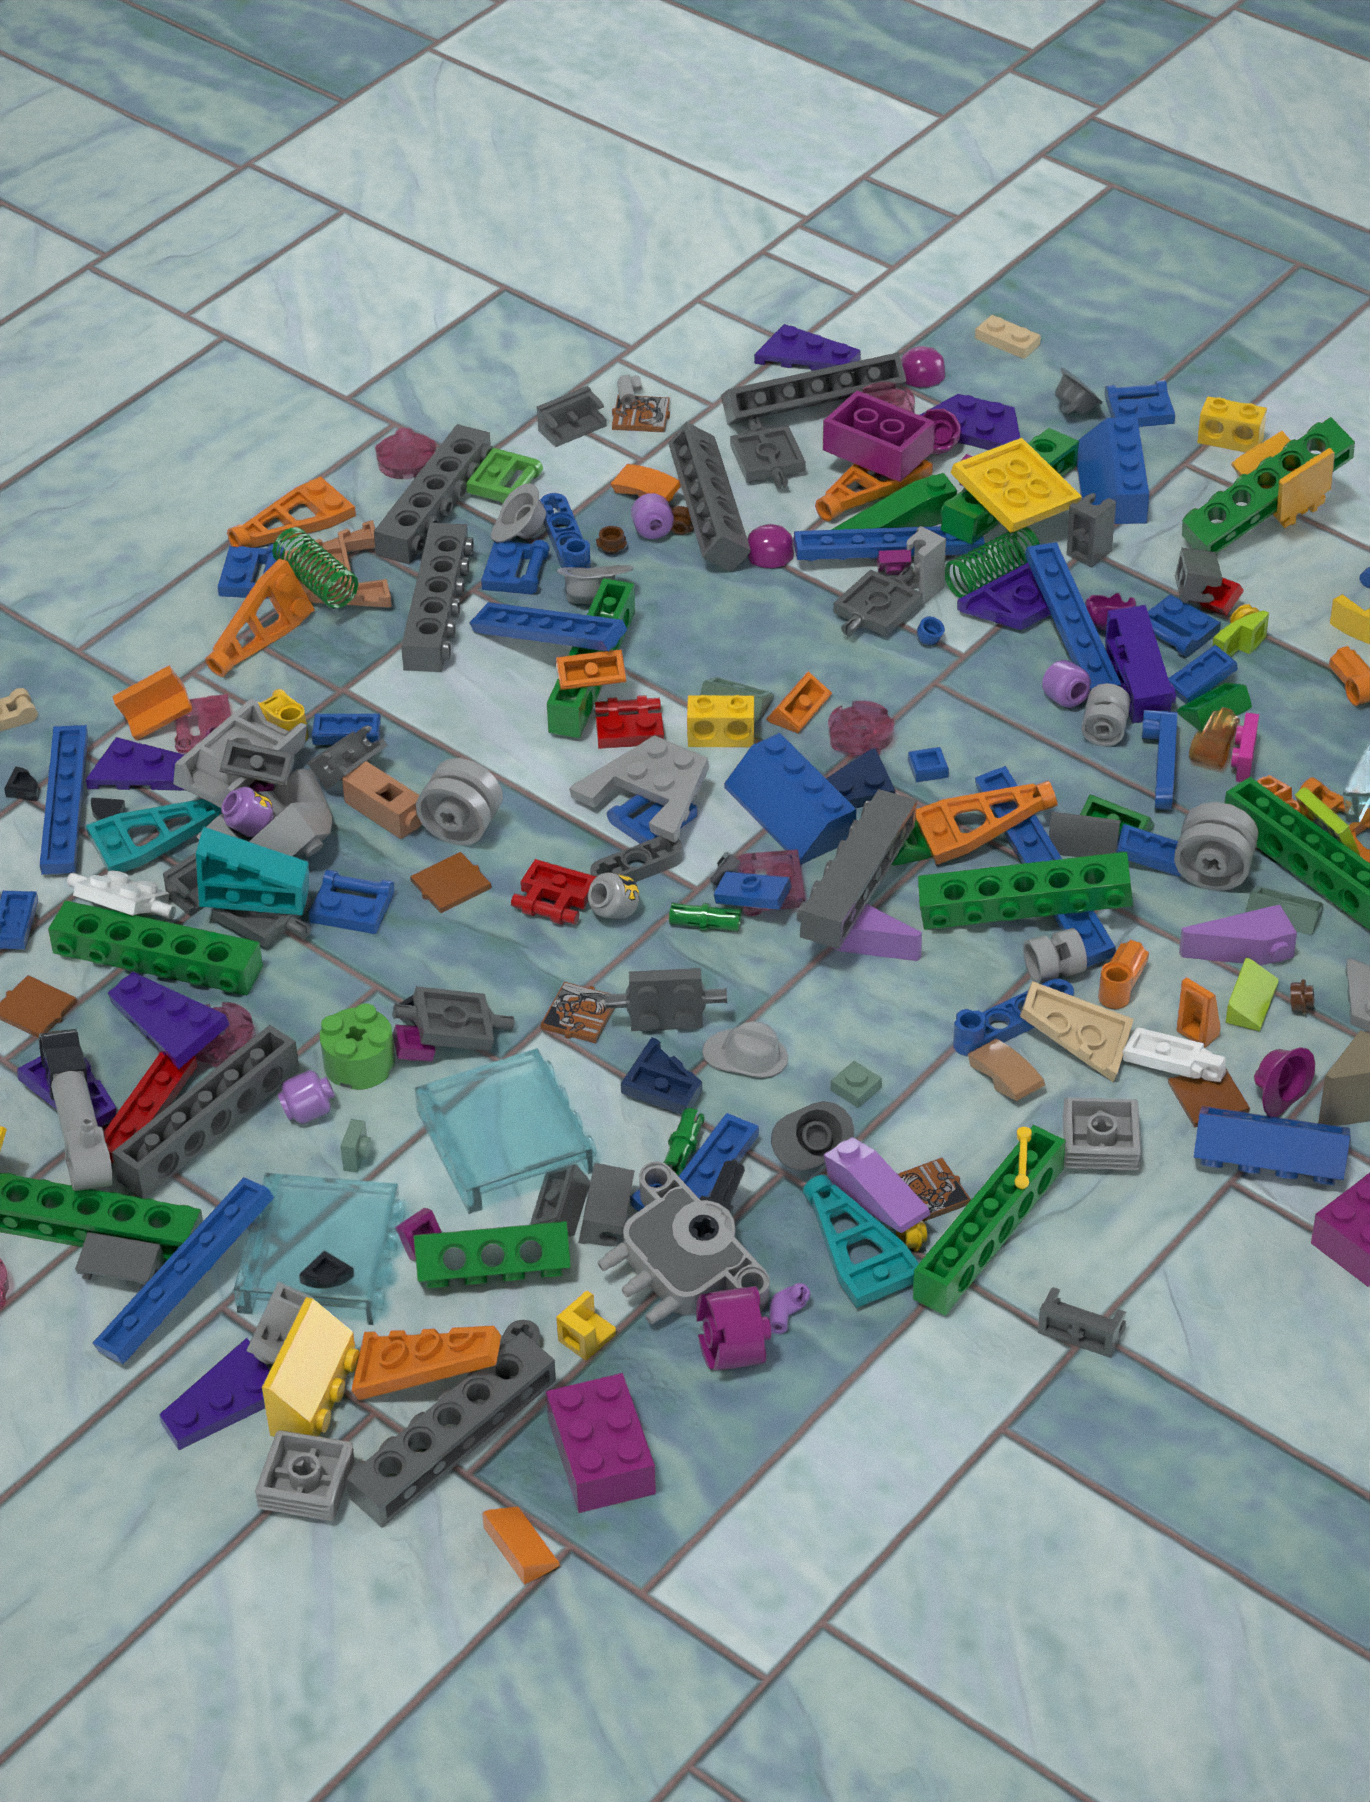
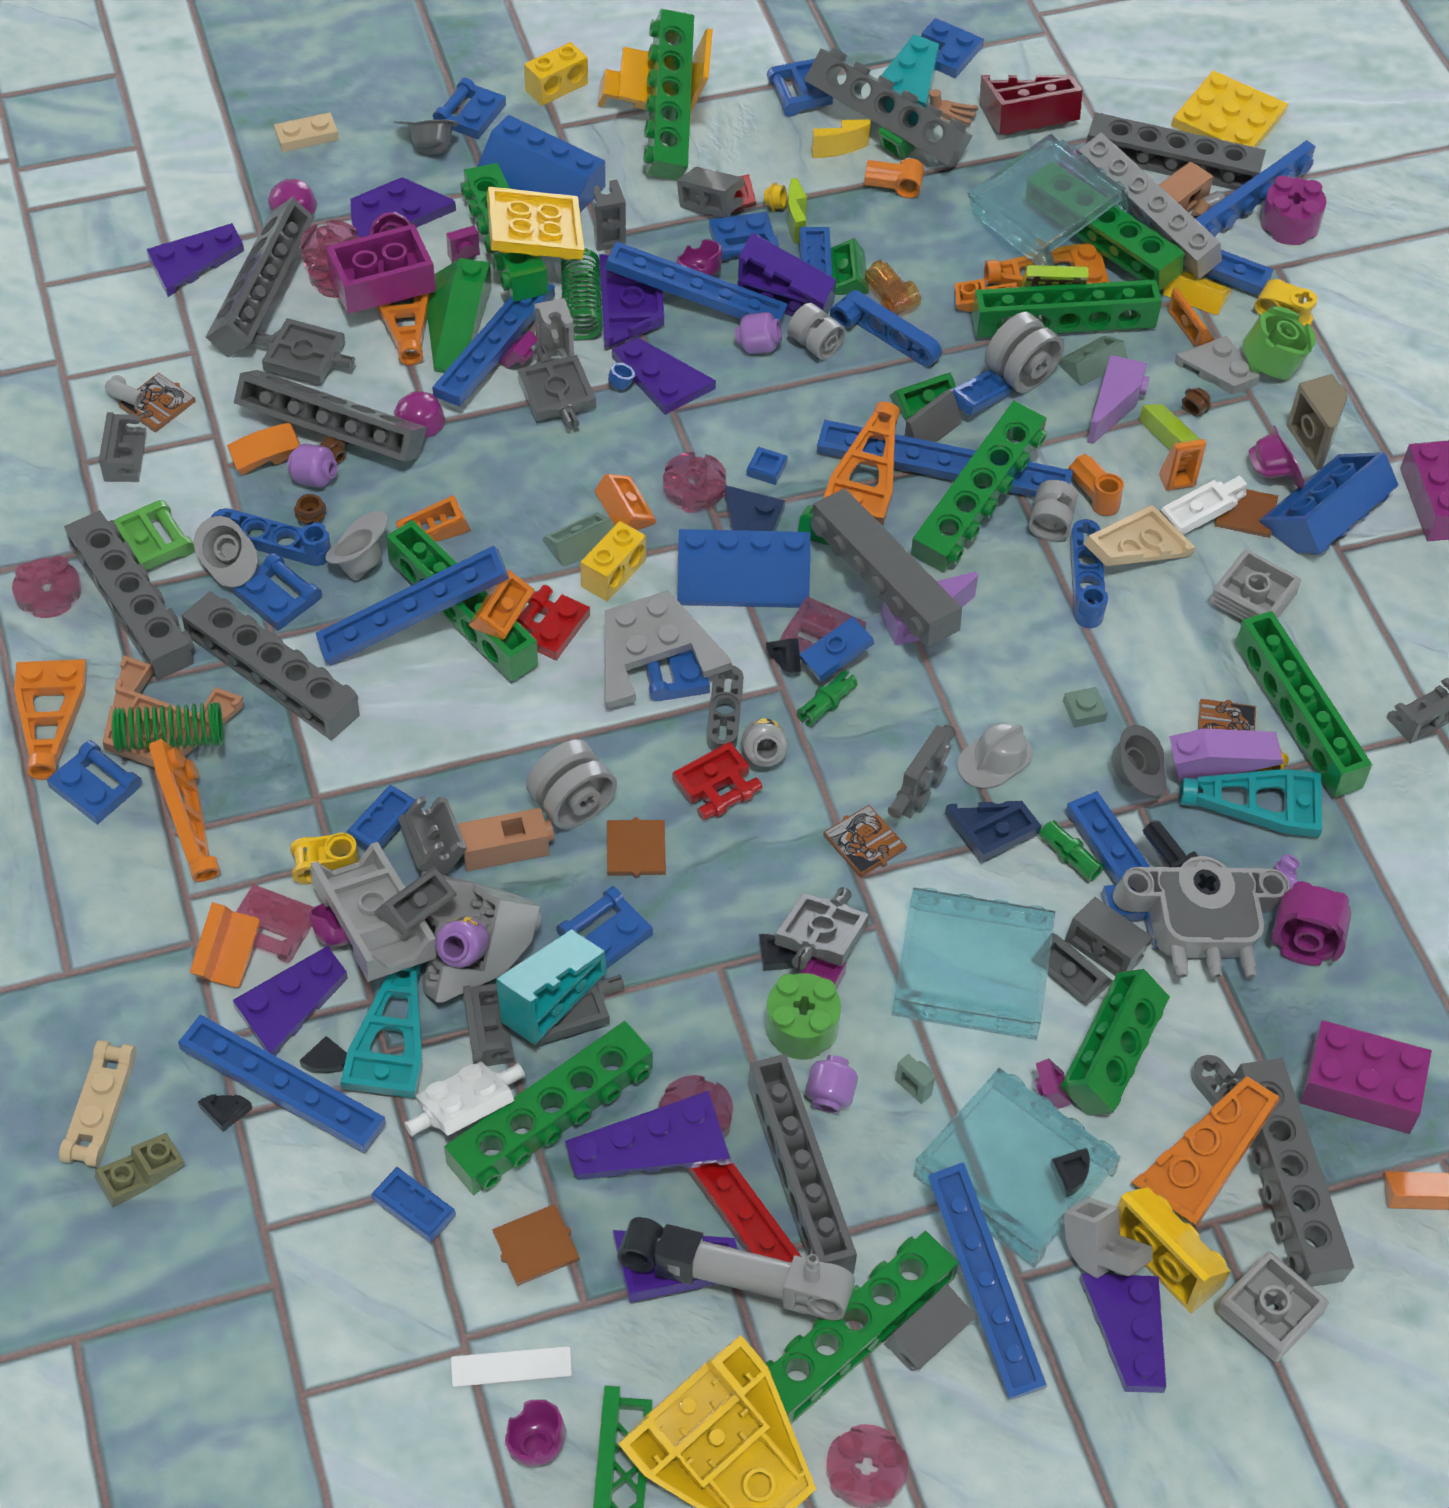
camera: 60 degrees left, 10 degrees up
(582, 1328) = (1229, 1025): yellow panel -> none
(668, 612) = (440, 510): none -> orange slope
(961, 656) = (661, 376): none -> dark purple wing
(1009, 1070) = (1136, 606): medium nougat slope -> none
(1023, 1135) = (1253, 631): yellow hinge -> none
(1245, 737) = (928, 282): dark pink plate -> none

